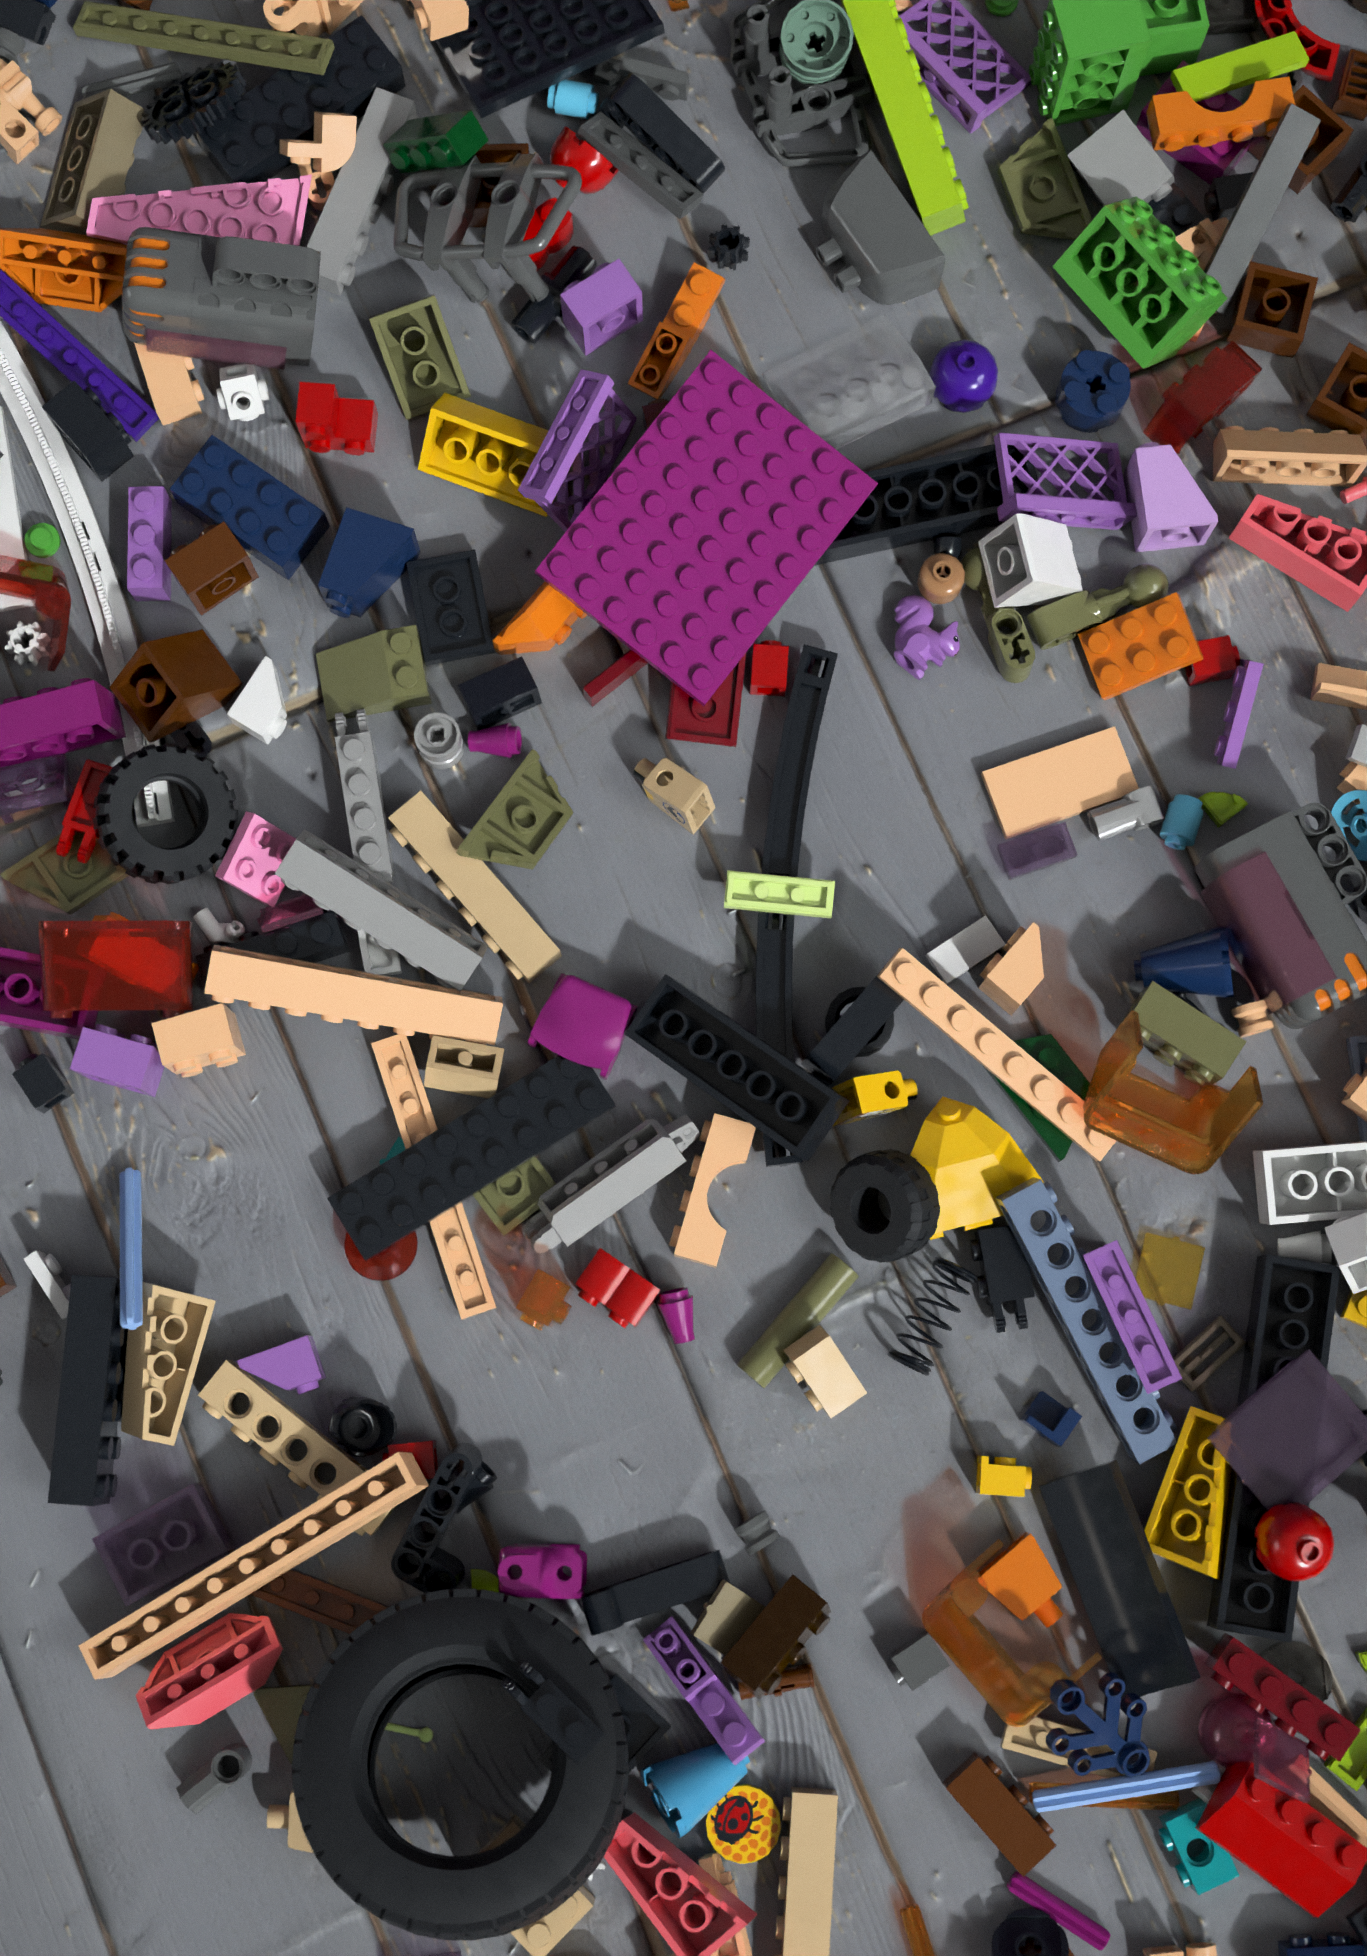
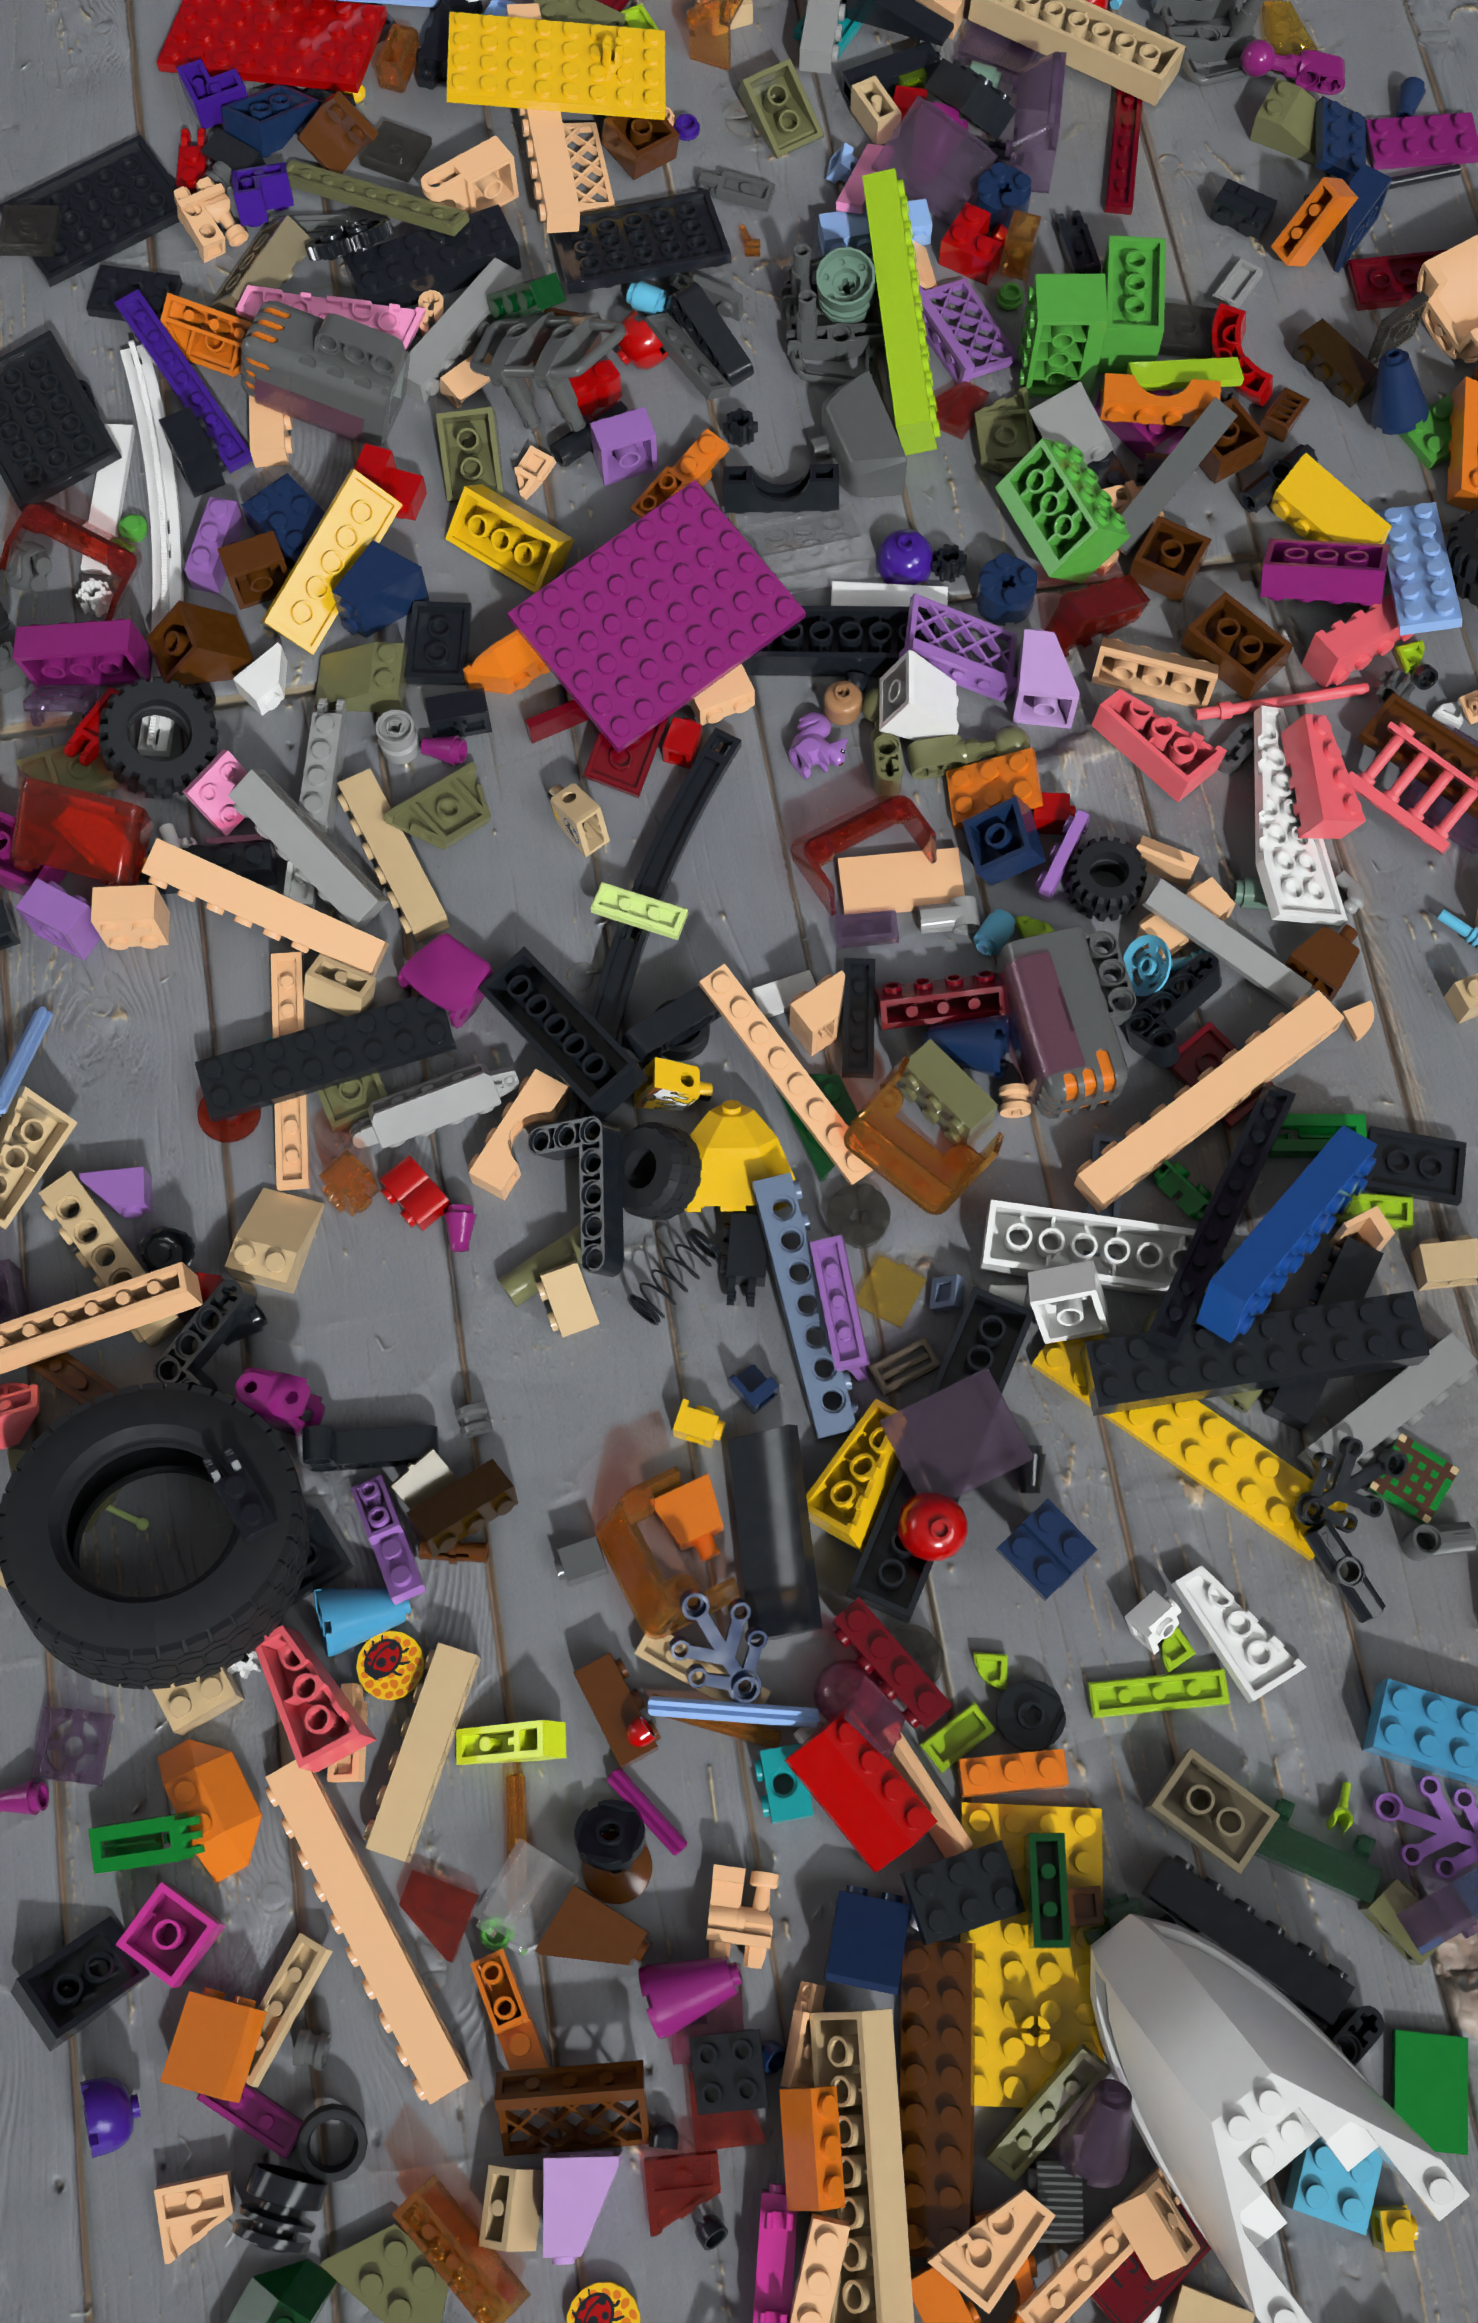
camera: 15 degrees right, 10 degrees down
(63, 56) = (260, 190): none -> dark purple brick
(242, 392) = (322, 441): white brick -> none
(305, 524) = (352, 521): none -> yellow plate
(331, 145) = (446, 288): light nougat brick -> none
(381, 263) = (462, 382): none -> light nougat hinge
(477, 1377) = (274, 1240): none -> tan slope
(496, 357) = (533, 471): none -> light nougat slope
(565, 446) = (564, 529): medium lavender fence -> none
(812, 597) = (725, 697): none -> light nougat brick
(819, 1237) = (601, 1187): none -> black beam
(838, 315) = (748, 492): none -> black arch
(897, 1876) = (511, 1742): none -> neon yellow slope
(956, 429) = (883, 594): none -> white tile
(956, 766) = (820, 845): none -> clear red windscreen
(978, 160) = (958, 407): none -> clear red wing
(1017, 359) = (949, 563): none -> black gear
(1037, 1838) = (640, 1732): none -> red hinge
(1061, 980) = (858, 1018): none -> black plate
(1091, 1192) = (865, 1199): none -> clear smoke plate
(1143, 921) = (939, 1000): none -> dark red brick
(1169, 712) = (1003, 841): none -> dark blue brick
(1233, 1261) = (947, 1293): none -> sand blue plate
(1308, 706) = (1108, 857): none -> black tyre

